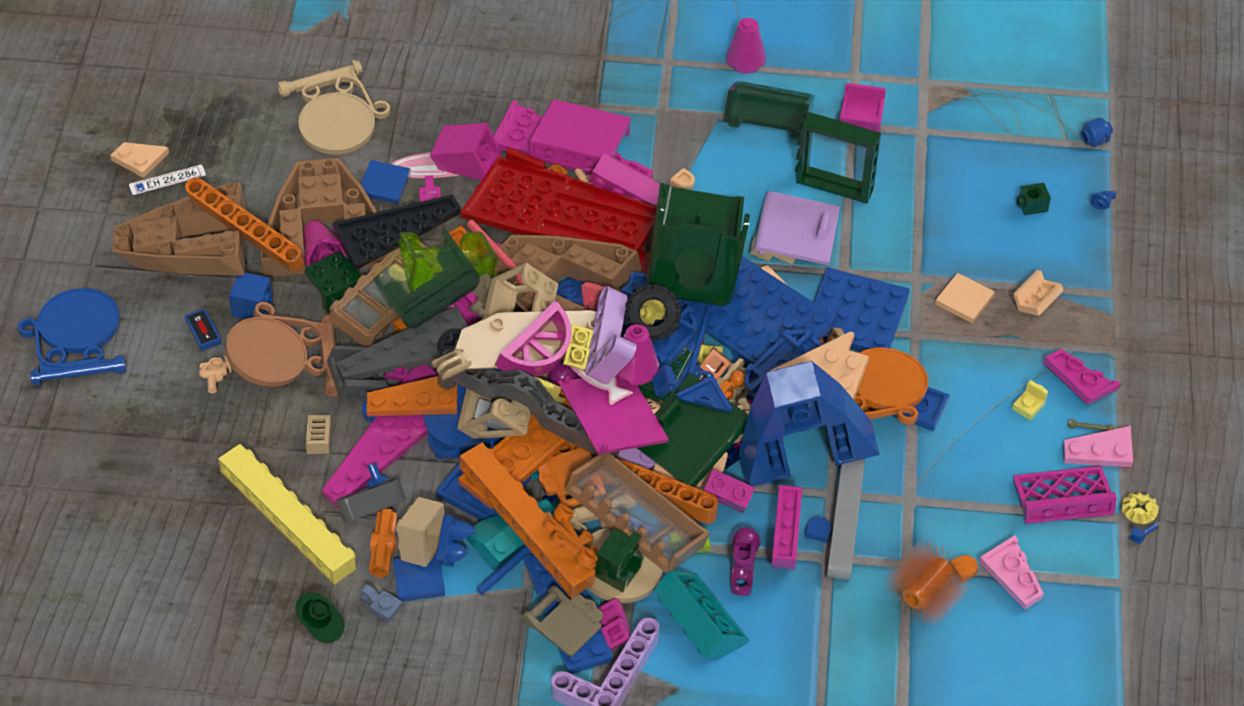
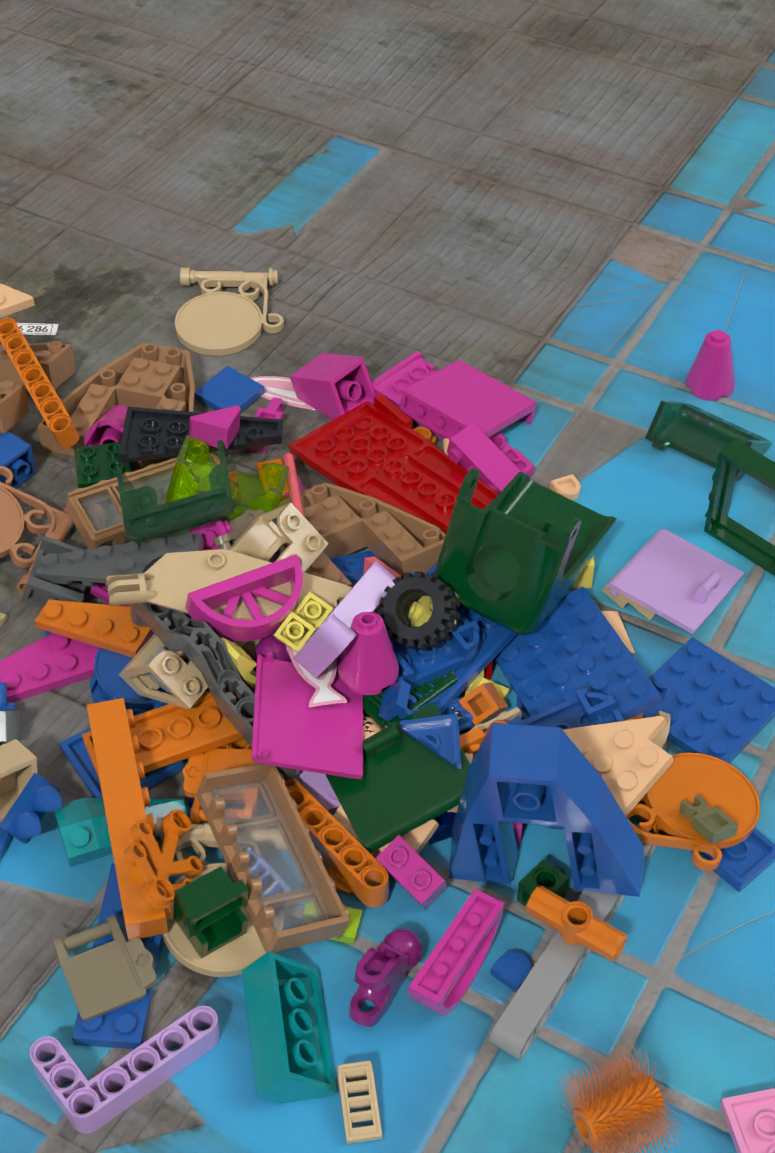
camera: 25 degrees right, 5 degrees down
(415, 218) = (216, 426): none -> dark pink slope
(503, 570) = (73, 873): blue bar -> none
(615, 624) = (169, 997): dark pink slope -> none
(759, 626) = (354, 1079): none -> tan slope
(813, 472) = (543, 875): none -> dark green brick
(850, 484) = (591, 933): none -> orange piece
(902, 391) = (710, 823): none -> olive plate
(967, 563) = (694, 1105): orange tile -> none

